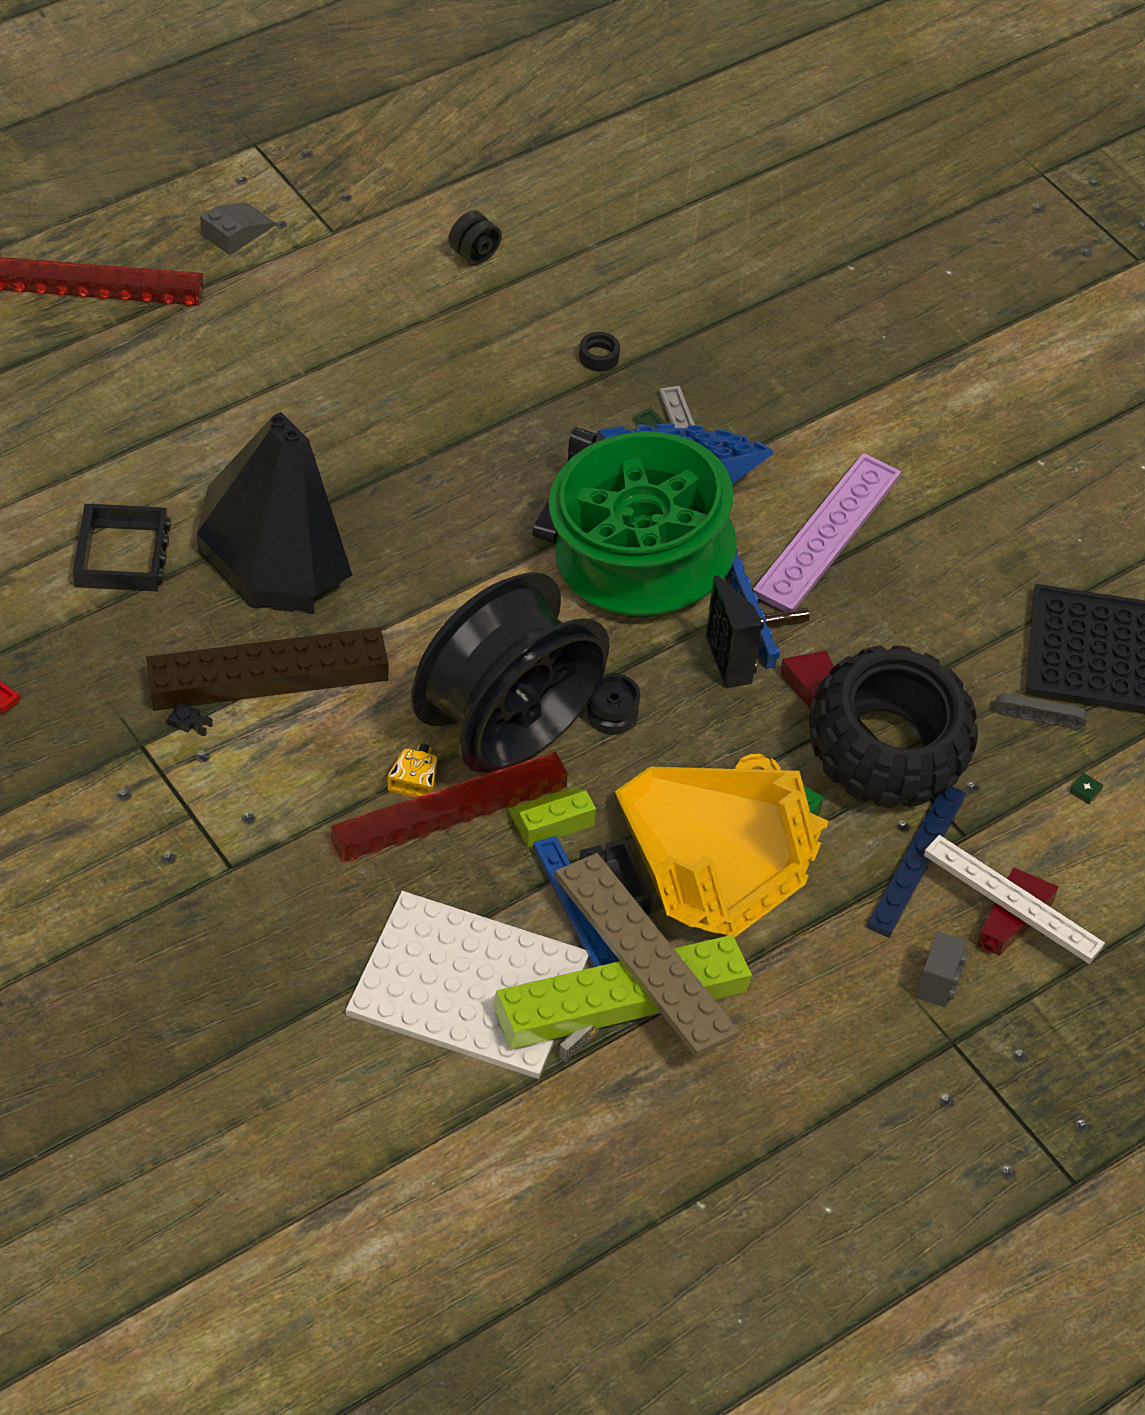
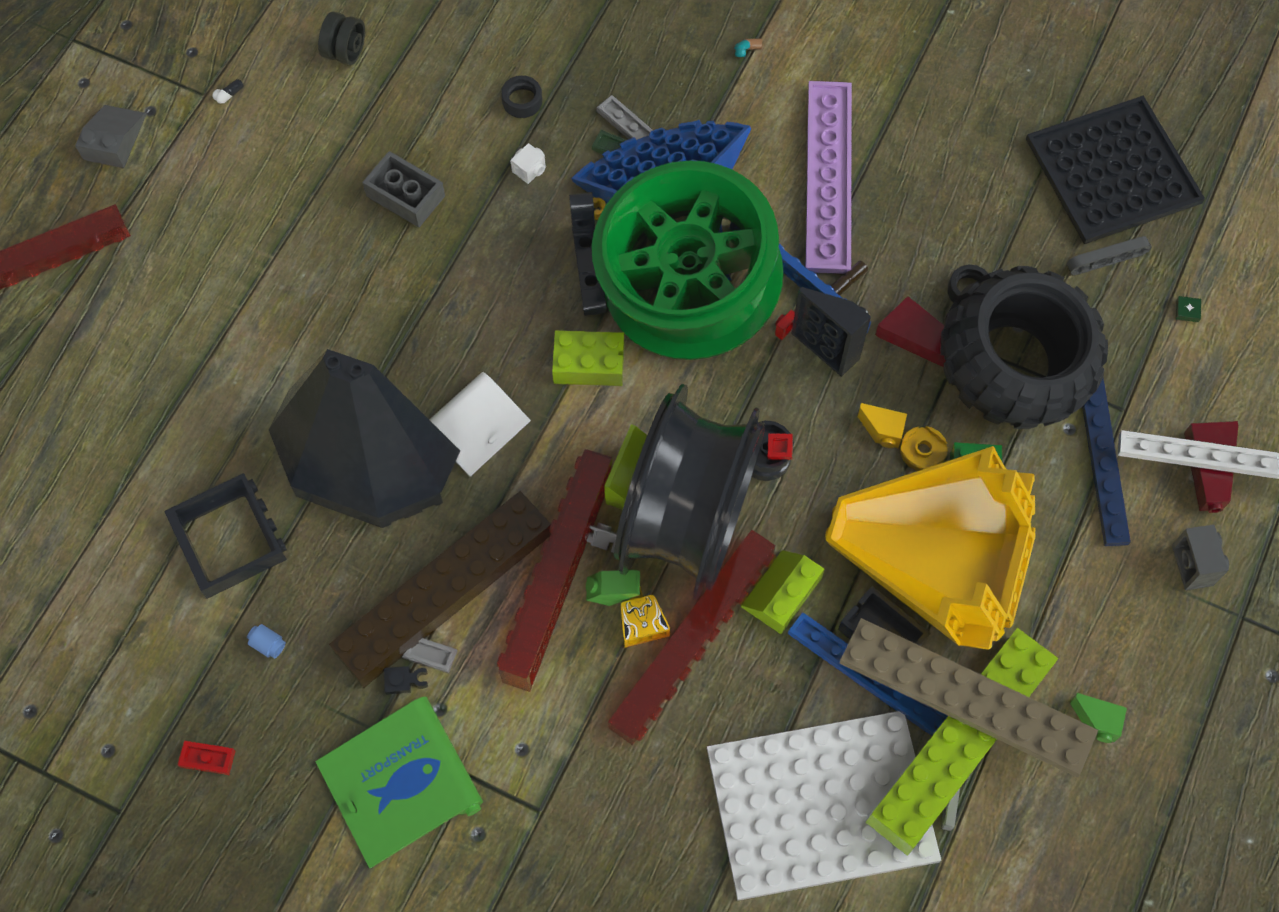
camera: 25 degrees left, 15 degrees up
(99, 636) = (265, 641): none -> medium blue brick
(133, 784) = (400, 780): none -> bright green door
(224, 715) = (432, 655): none -> light grey tile
(345, 712) = (555, 571): none -> clear red brick
(348, 238) = (226, 93): none -> arm
(385, 569) = (477, 416): none -> white door
(405, 732) = (612, 587): none -> bright green slope
(446, 371) = (404, 189): none -> dark grey brick
(506, 556) = (588, 358): none -> lime piece
(568, 402) = (528, 163): none -> white brick
(622, 696) = (780, 446): none -> red plate
(699, 624) = (784, 324): none -> red plate
(734, 737) = (883, 424): none -> yellow slope
(761, 1044) = (1101, 715): none -> bright green slope
(830, 402) = (747, 44): none -> arm

